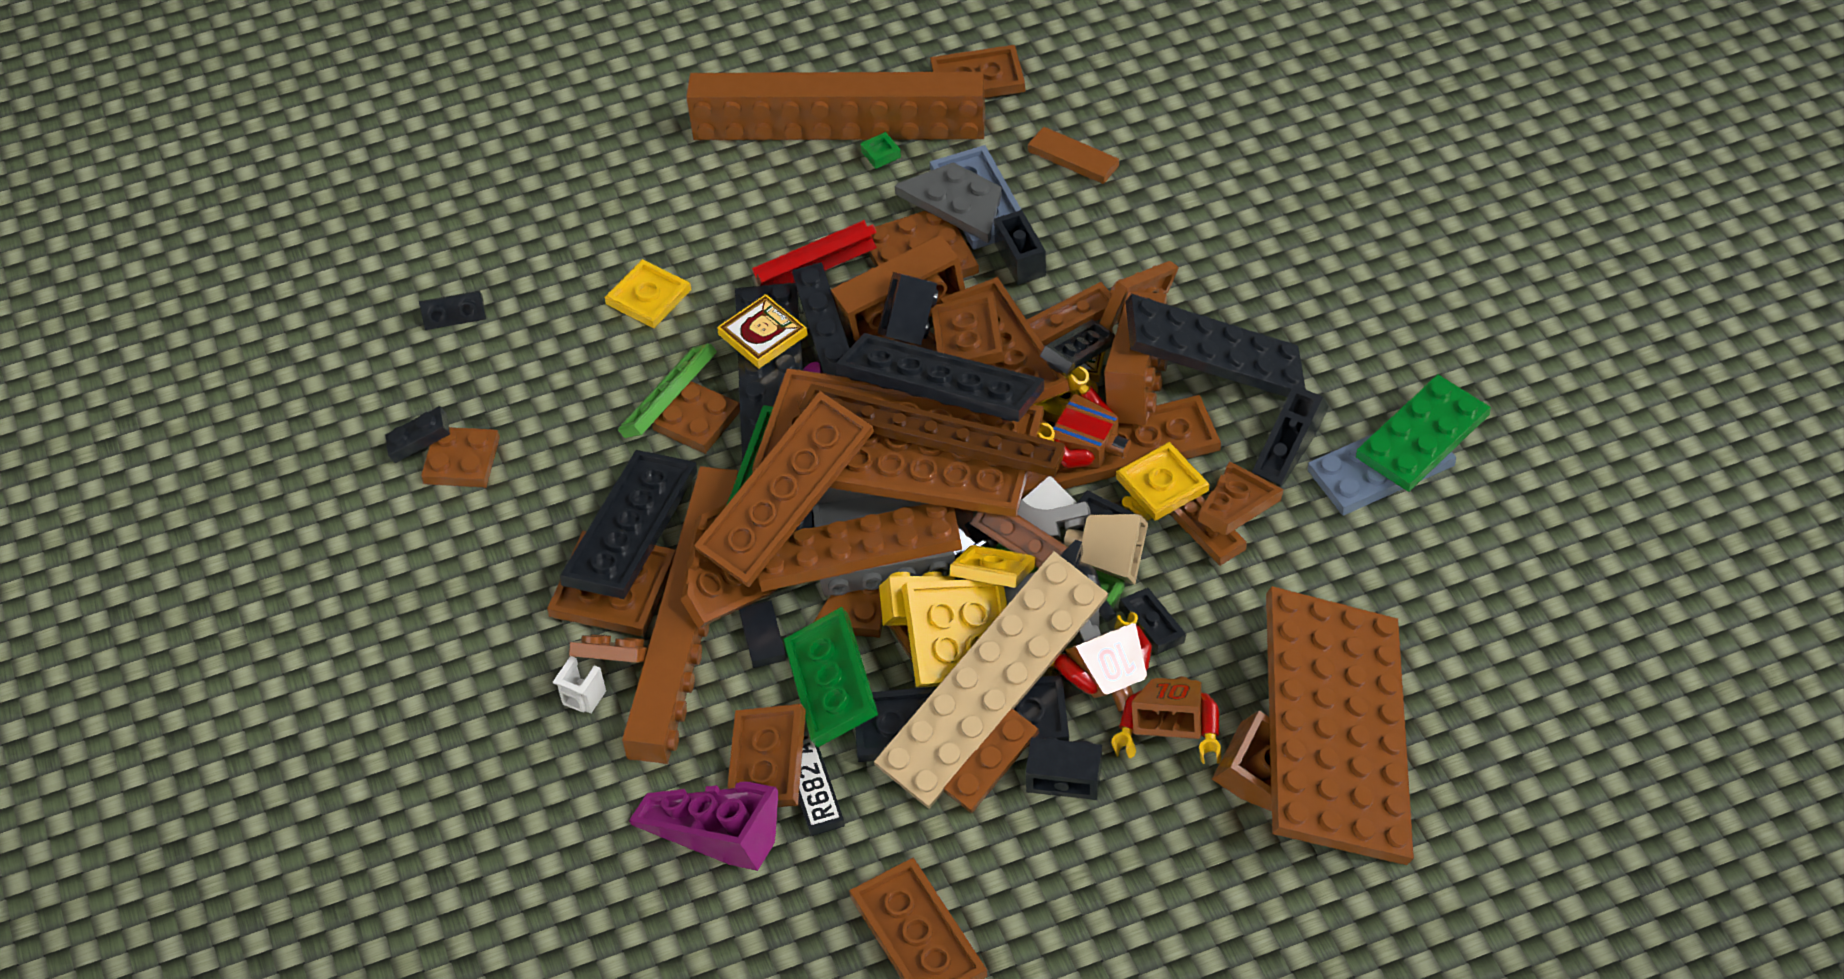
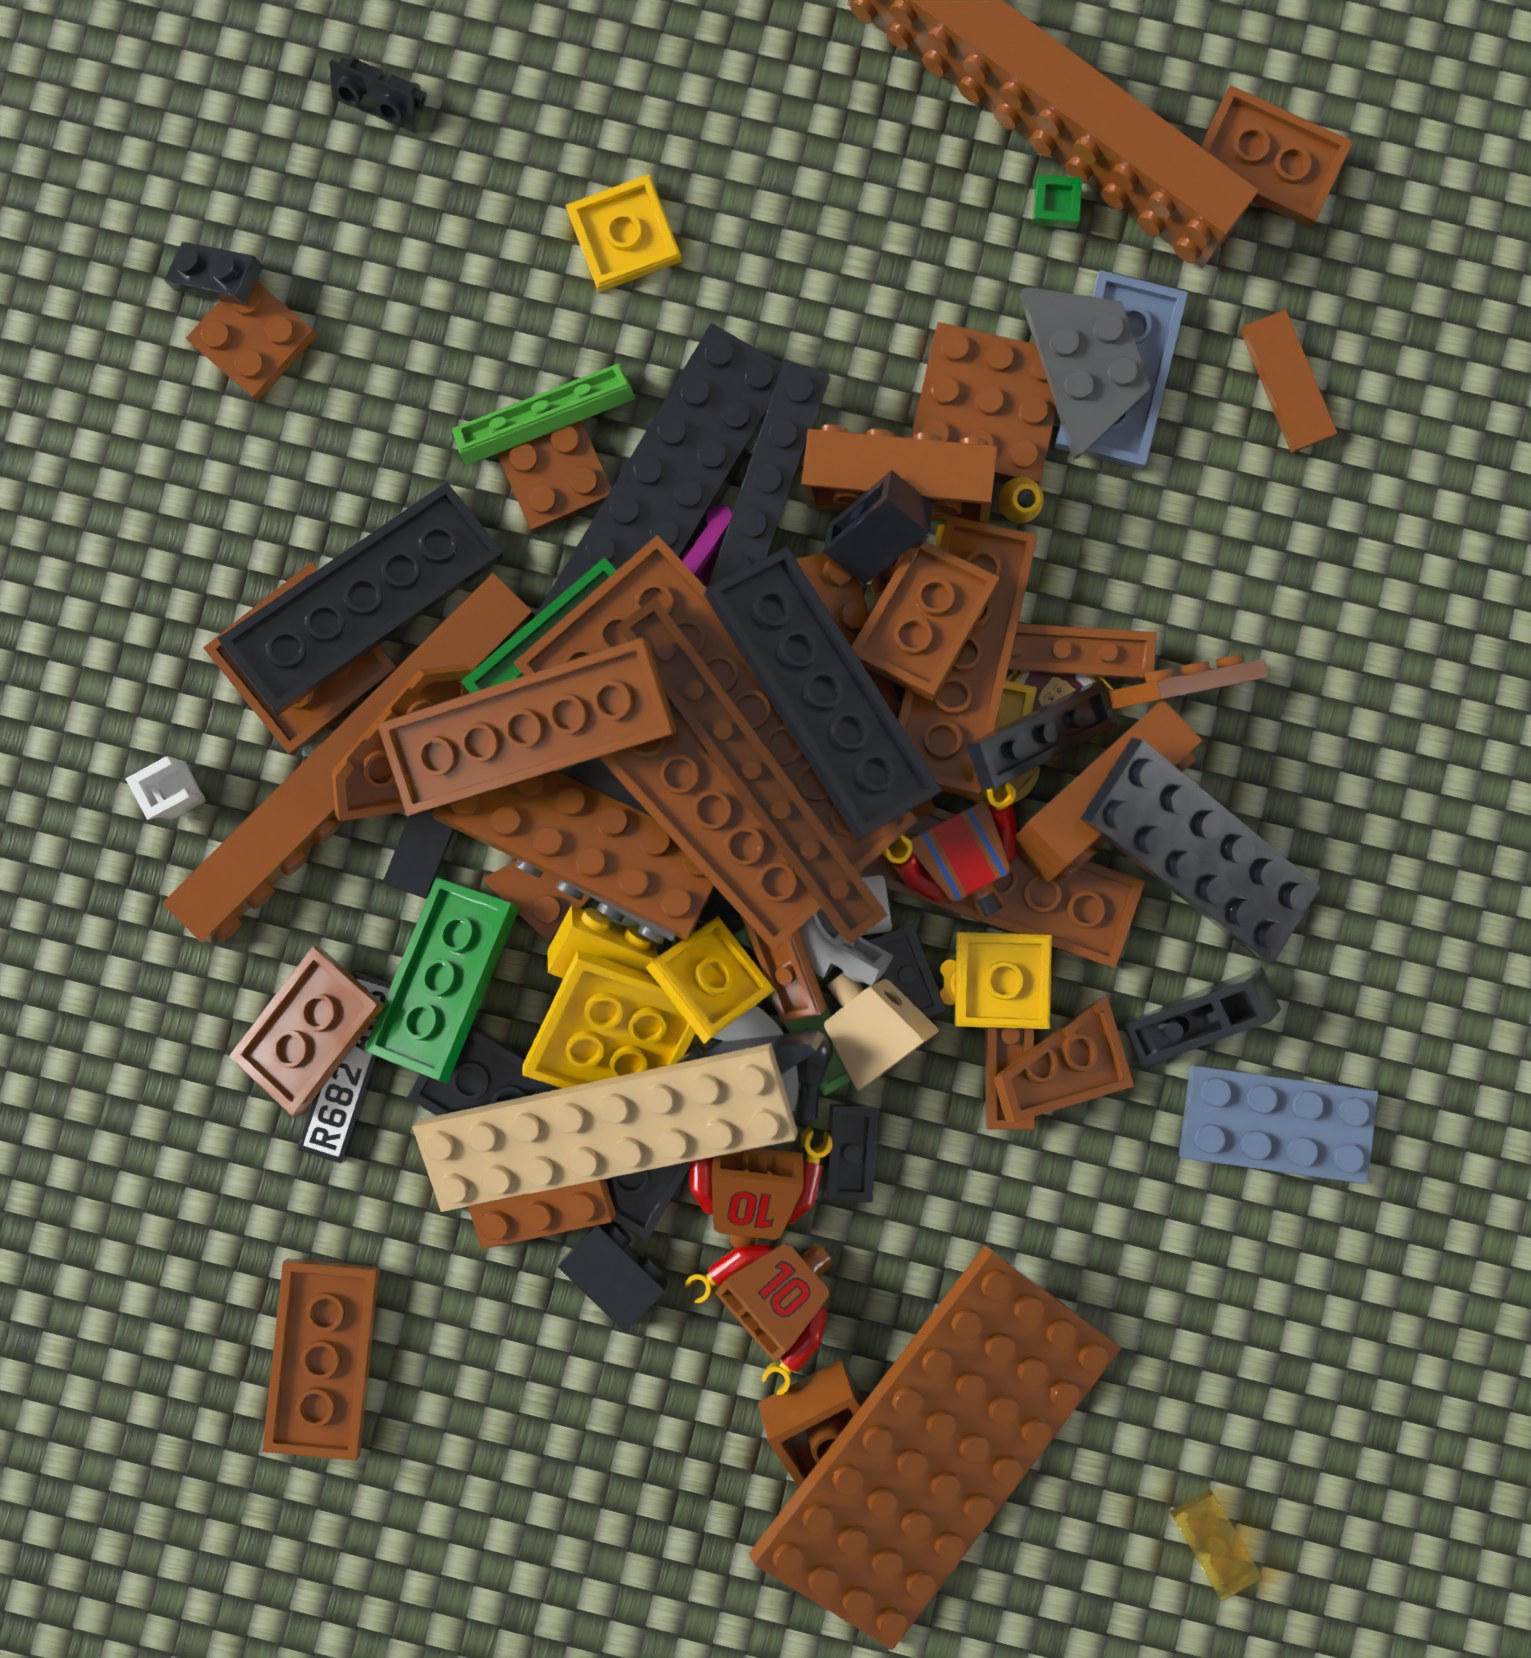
camera: 30 degrees right, 35 degrees up
(601, 647) = (225, 769): plate -> none
(722, 824) = (202, 1074): magenta wedge -> none
(762, 331) = (688, 428): tile -> none
(829, 250) = (839, 341): red fence -> none
(975, 270) = (1008, 500): none -> yellow cone
(1020, 247) = (1103, 499): black brick -> none
(1423, 432) = (1354, 1134): green plate -> none
(1546, 678) = (1216, 1544): none -> clear yellow plate

